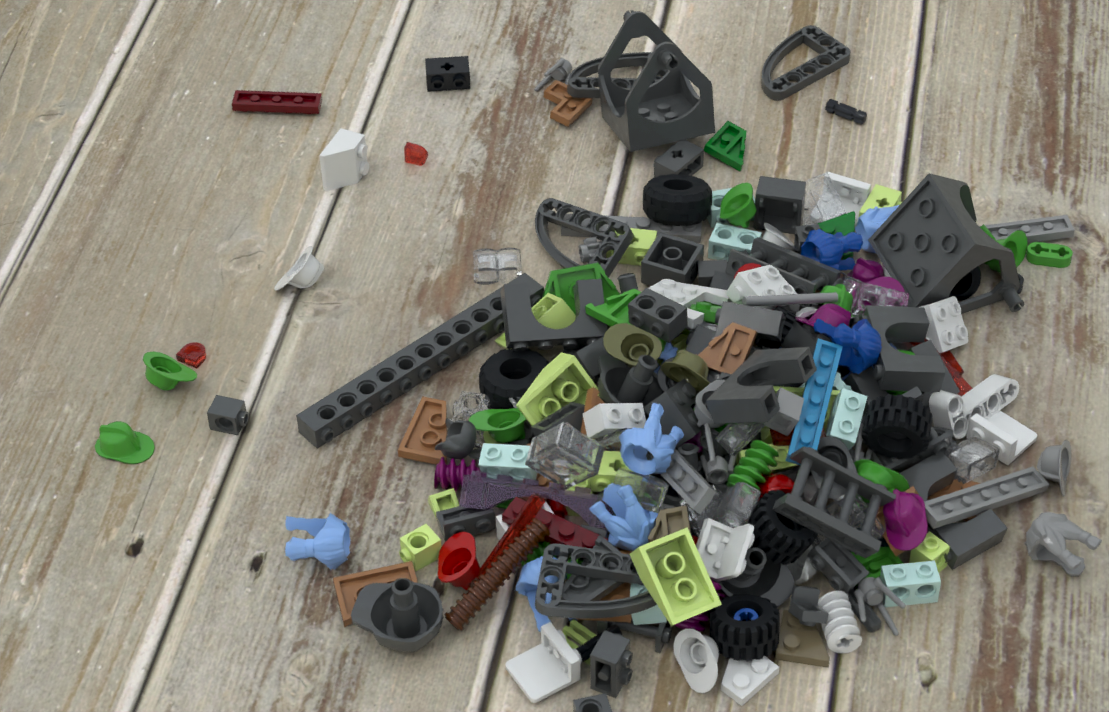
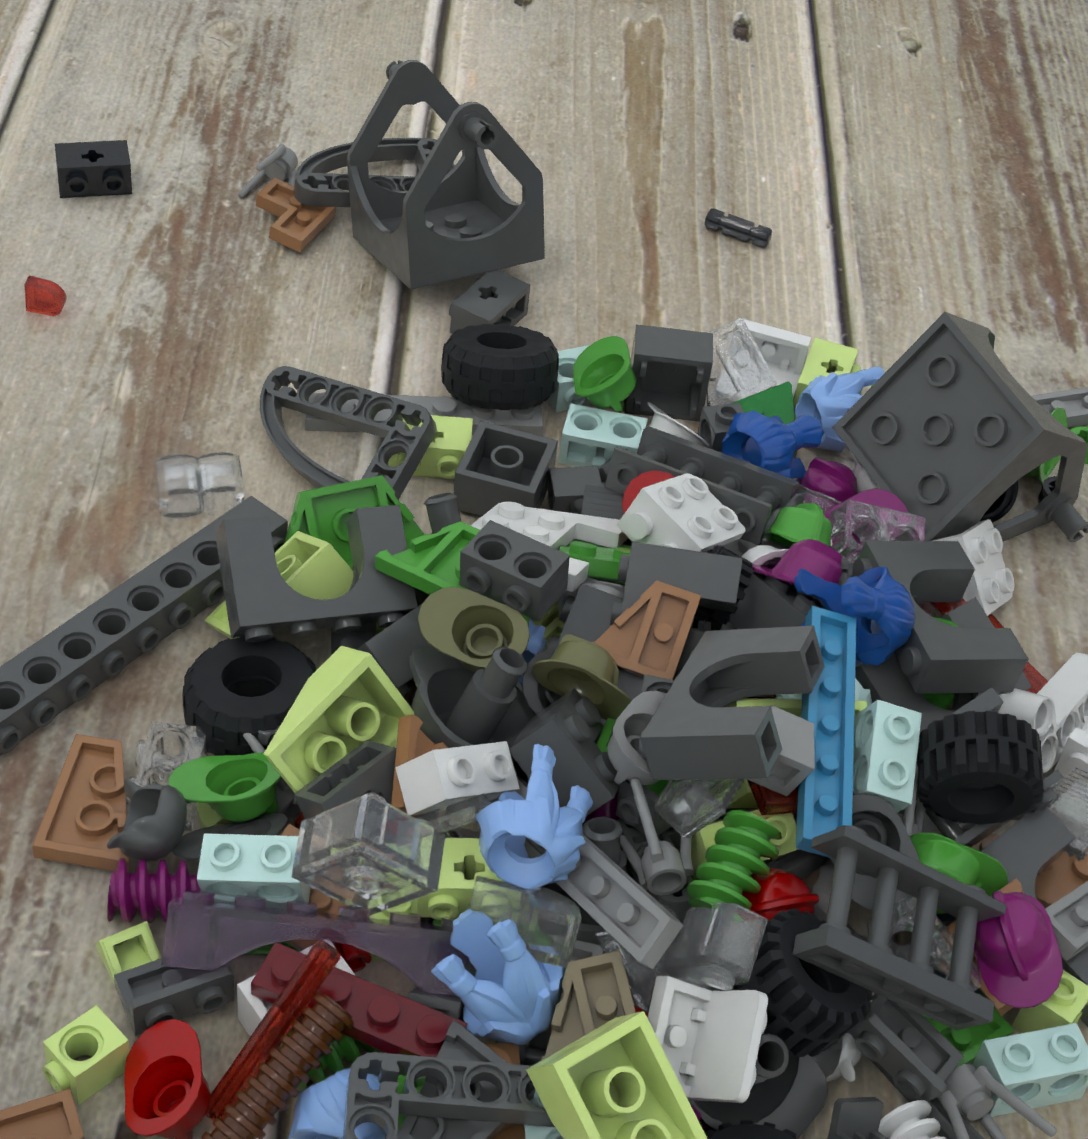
camera: 15 degrees left, 0 degrees up
(589, 249) = (359, 453): light grey gear -> none
(728, 145) = (565, 280): green wing -> none
(790, 299) = (737, 533): light grey bar -> none
(836, 55) = (673, 123): dark grey beam -> none

